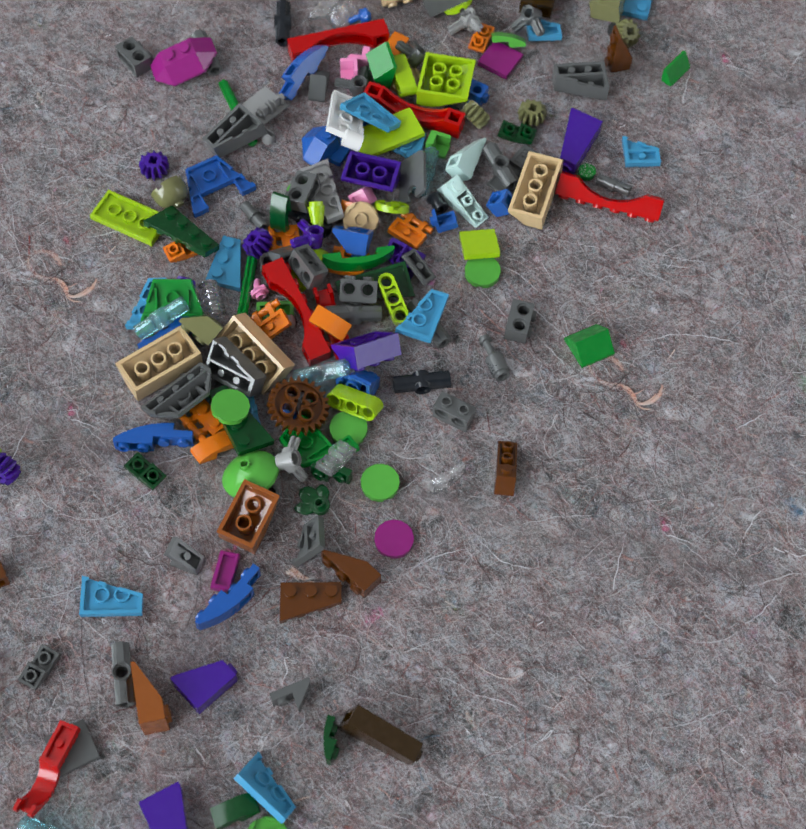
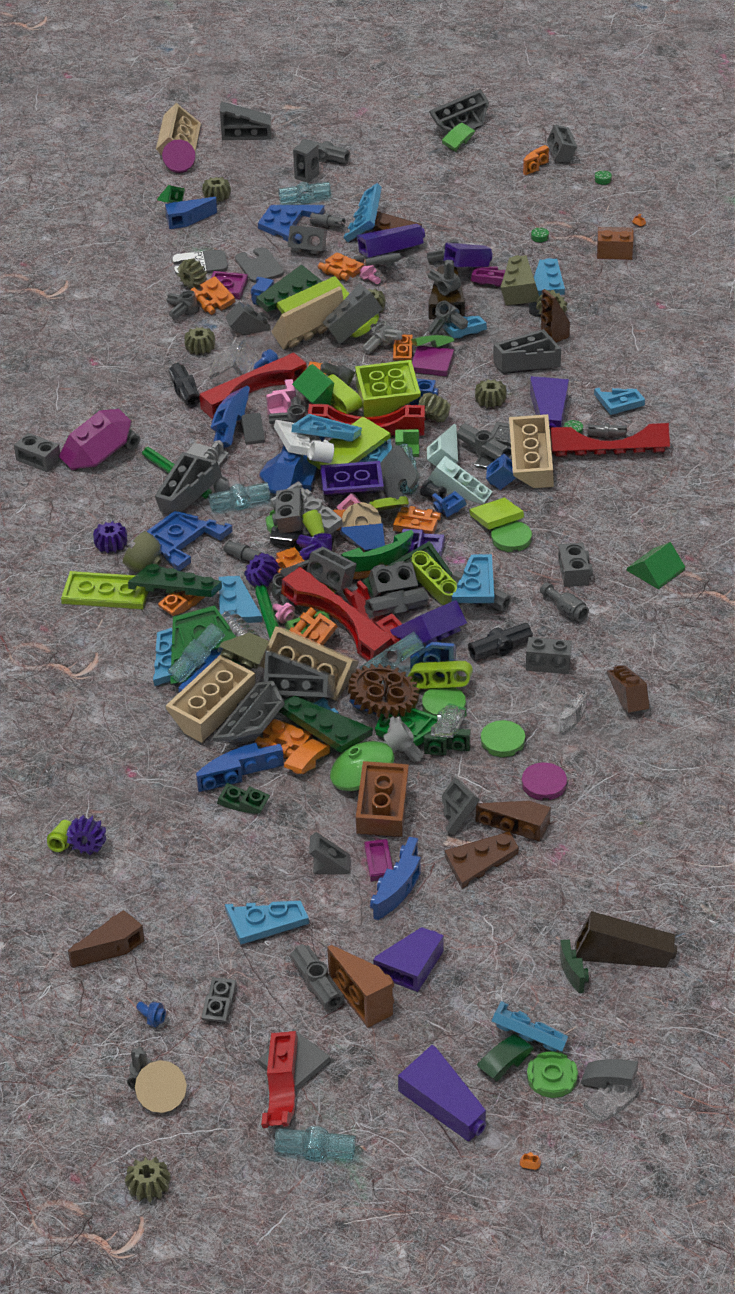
camera: 15 degrees left, 20 degrees down
(230, 406) = (312, 707): bright green tile -> none
(275, 156) = (239, 496): none -> clear light blue piece
(279, 211) = (274, 533): dark green slope -> none
(296, 691) = (509, 938): dark grey slope -> none
(311, 499) = (440, 772): dark green plate -> none
(330, 323) = (377, 609): orange slope -> none
(419, 267) = (446, 544): dark grey slope -> none
(519, 134) = (488, 415): dark green slope -> none
(676, 69) = (617, 323): green slope -> none

